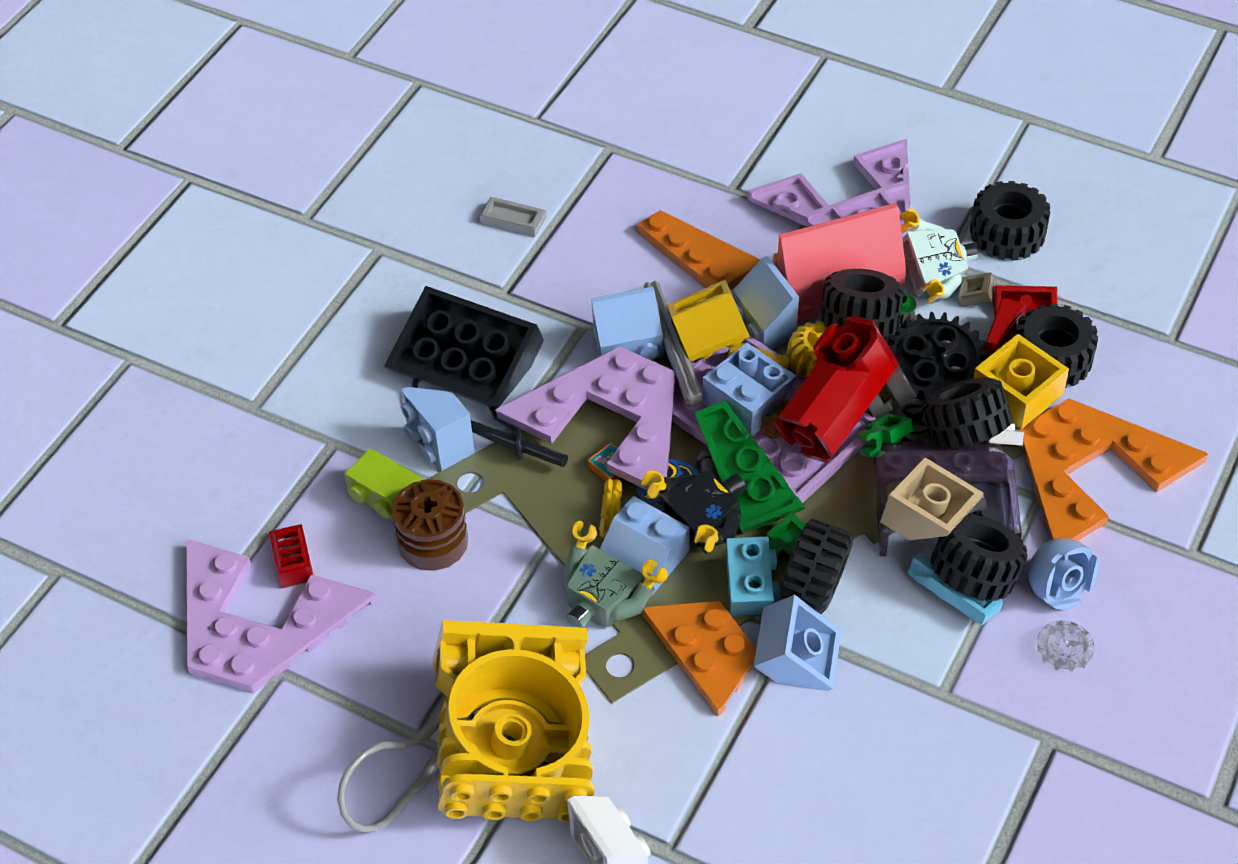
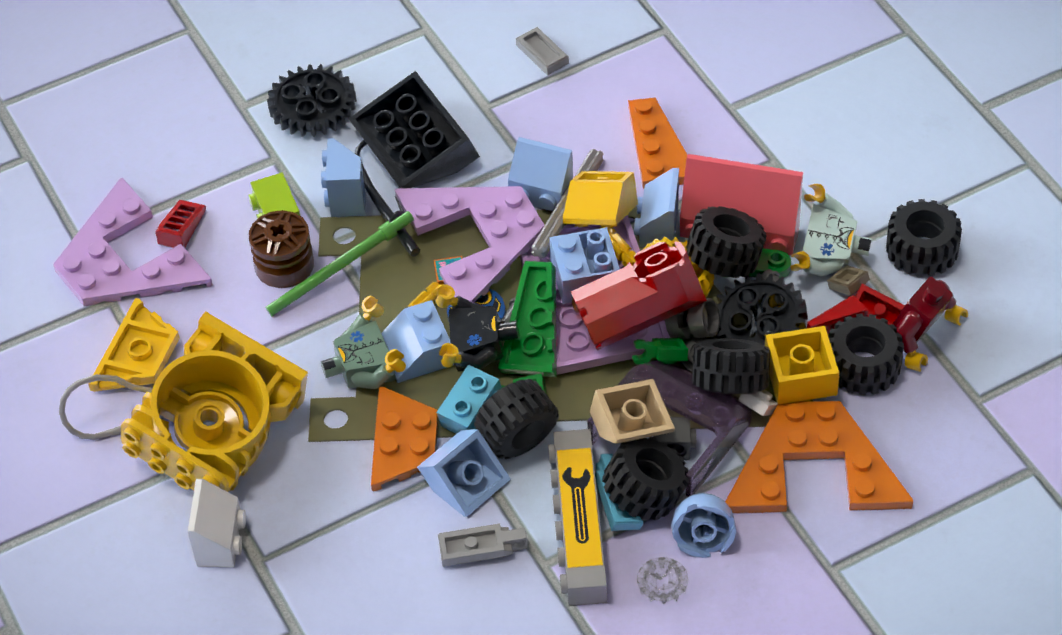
camera: 35 degrees right, 0 degrees up
(327, 367) = (327, 100): none -> black gear
(358, 705) = (137, 349): none -> yellow wing
(523, 456) = (385, 232): none -> bright green bar
(798, 200) = (860, 155): lavender wing -> none
(872, 708) = (480, 544): none -> light grey hinge
(943, 630) = (579, 518): none -> brick
(1079, 279) = (921, 313): none -> dark red torso

